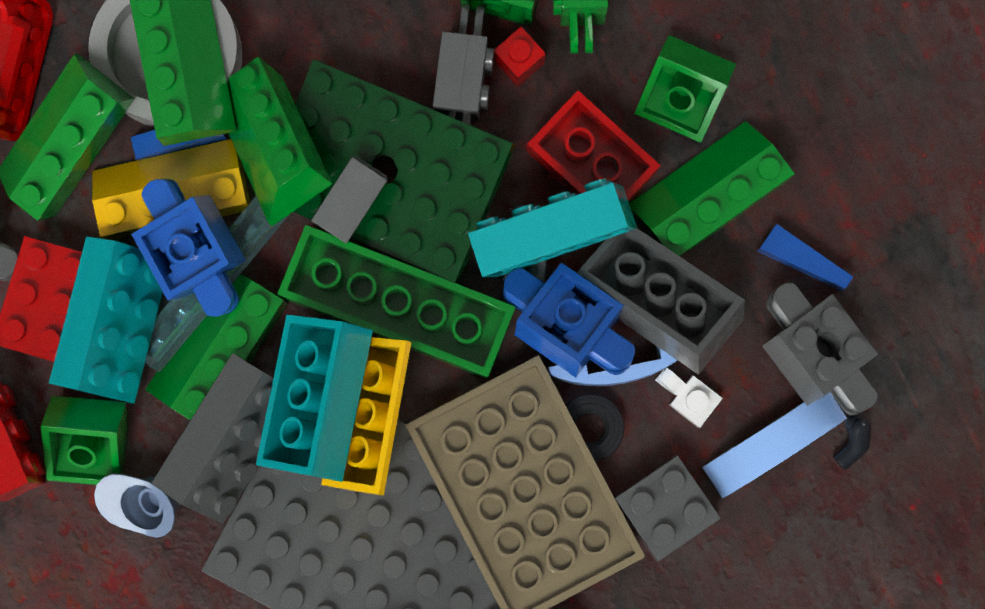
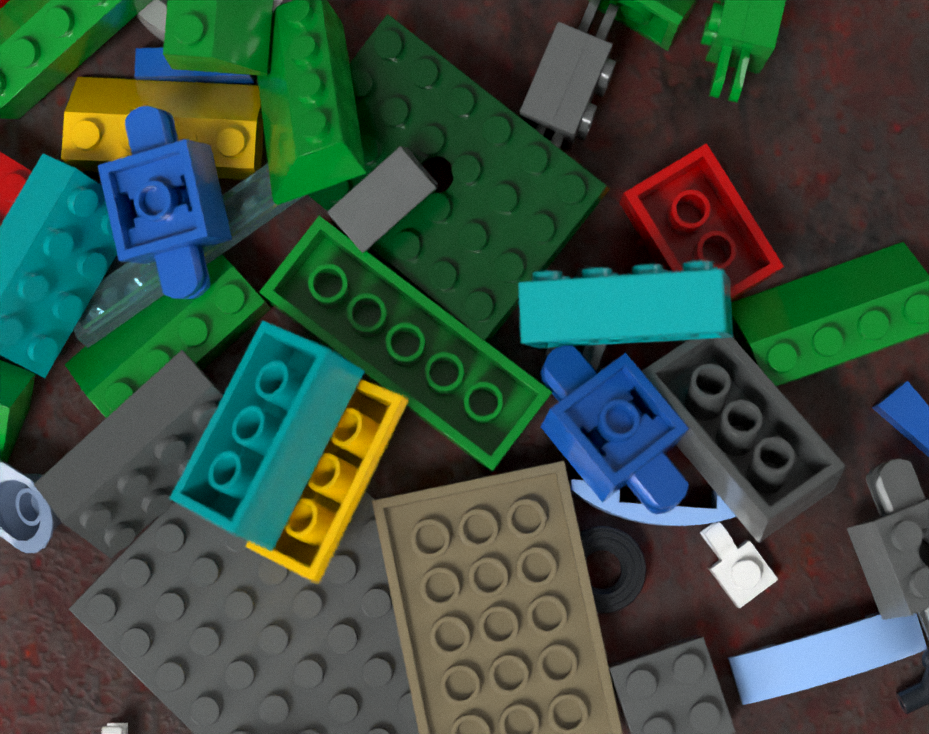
camera: 15 degrees right, 0 degrees up
(519, 56) = (644, 82): red brick -> none
(685, 88) = (839, 180): green slope -> none

